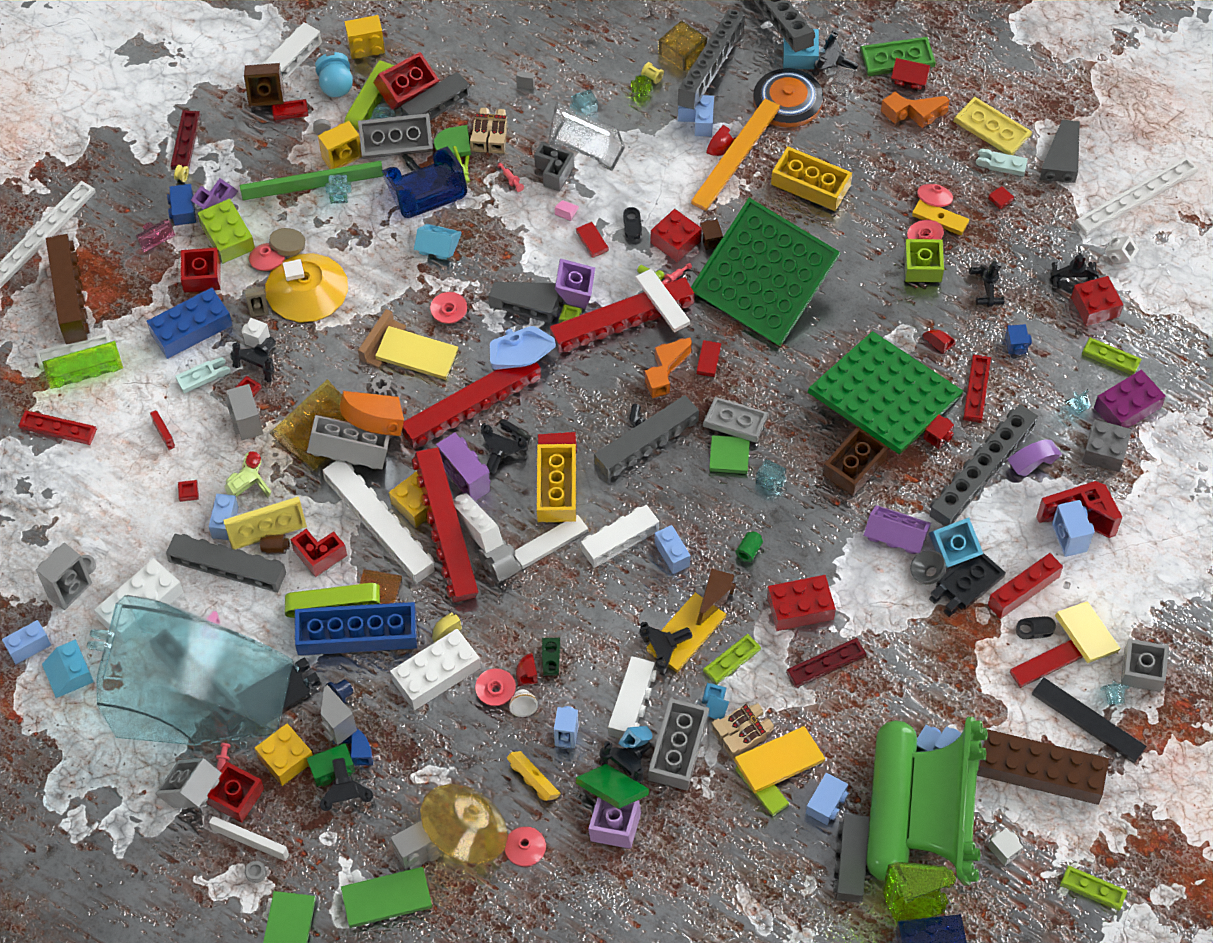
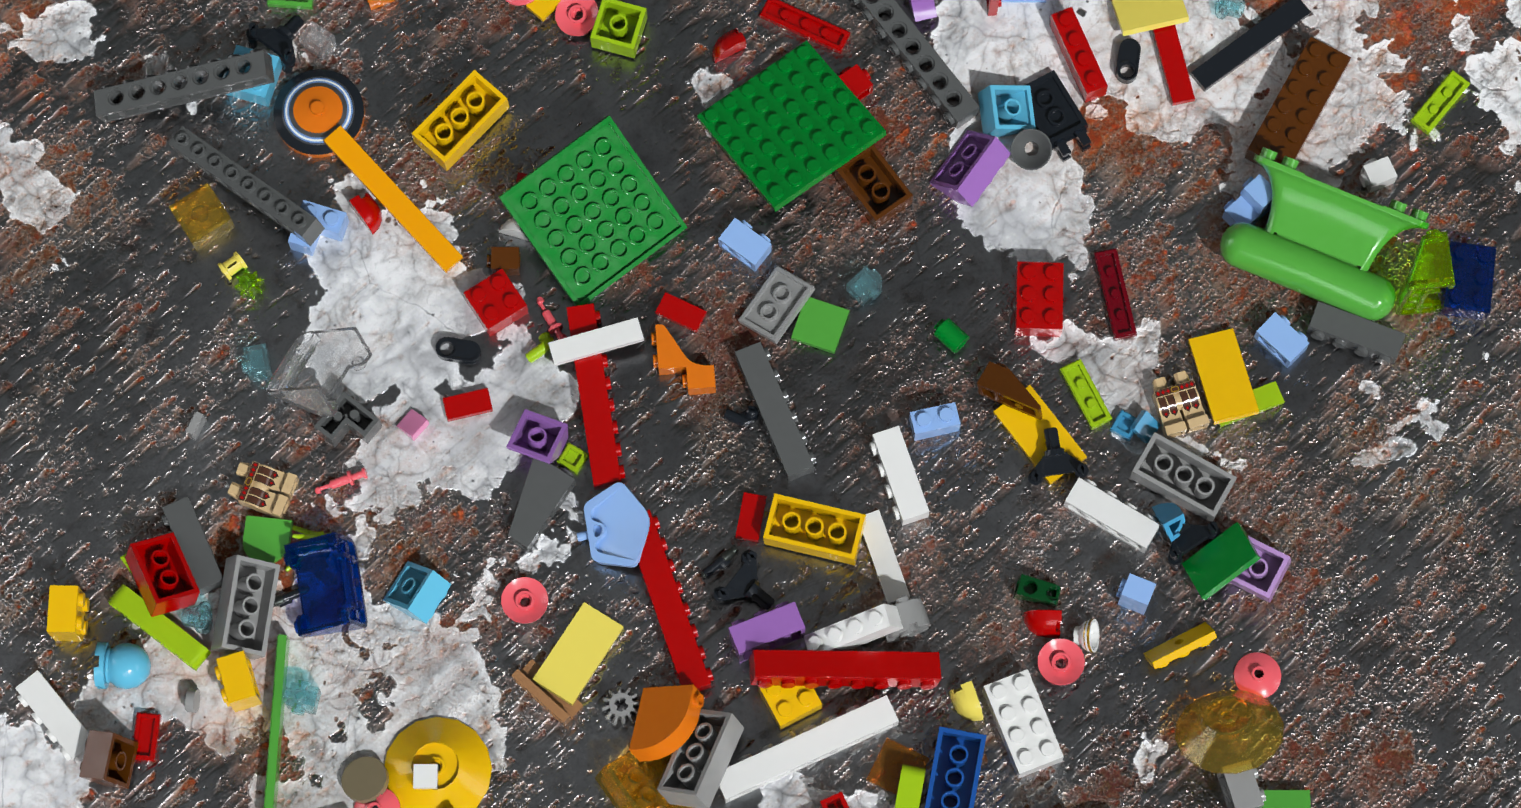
camera: 75 degrees left, 15 degrees up
(777, 386) = (745, 244): none -> light blue brick

